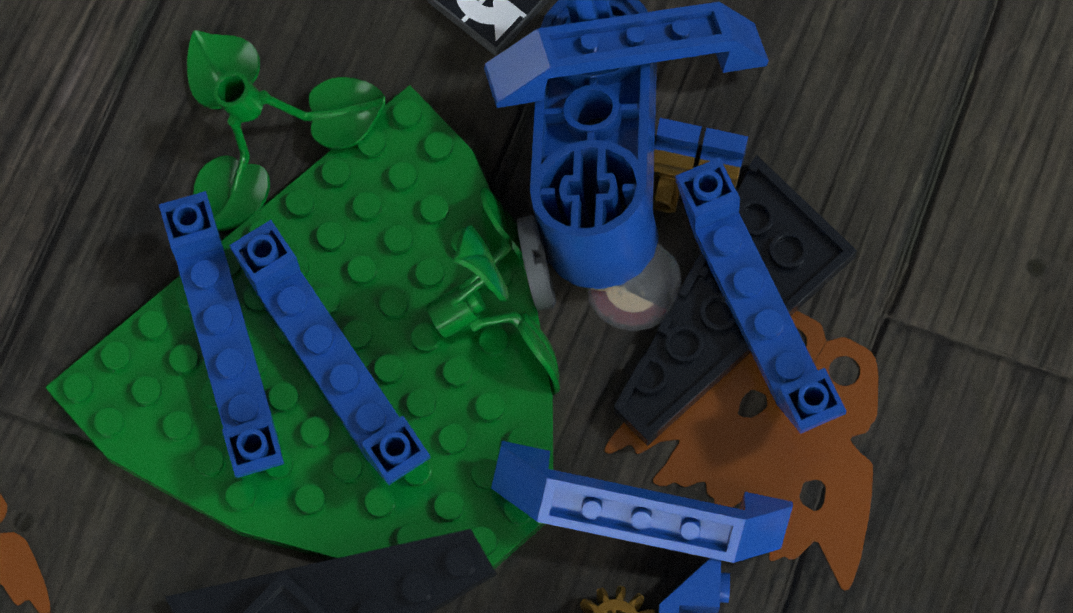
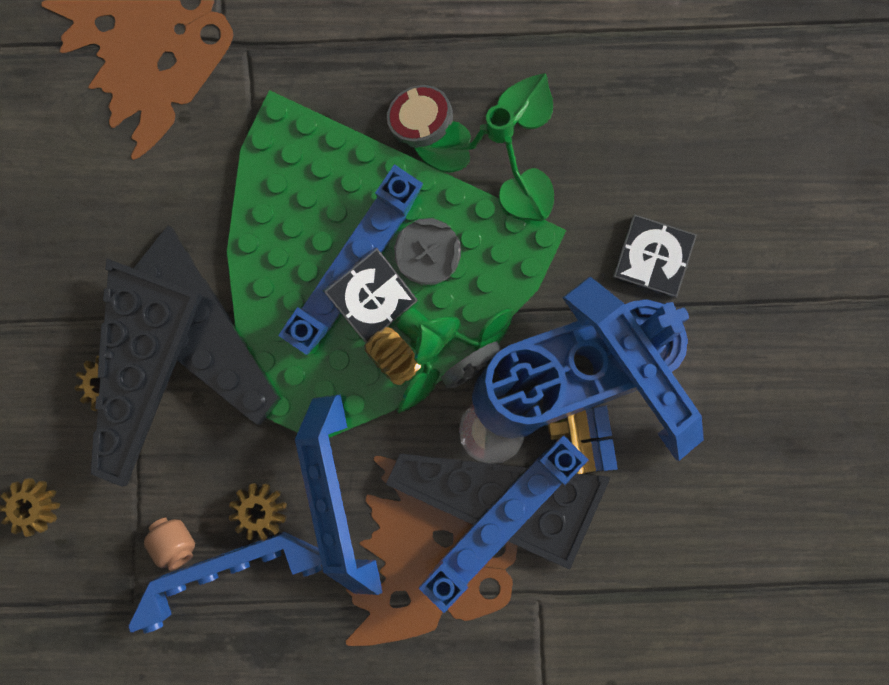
camera: 70 degrees right, 15 degrees up
(163, 183) = (419, 115): none -> tile
(222, 335) = (338, 190): blue slope -> none
(360, 263) = (427, 251): none -> dark grey tile
(386, 352) = (370, 295): none -> tile
(480, 351) = (392, 356): none -> pearl gold gear

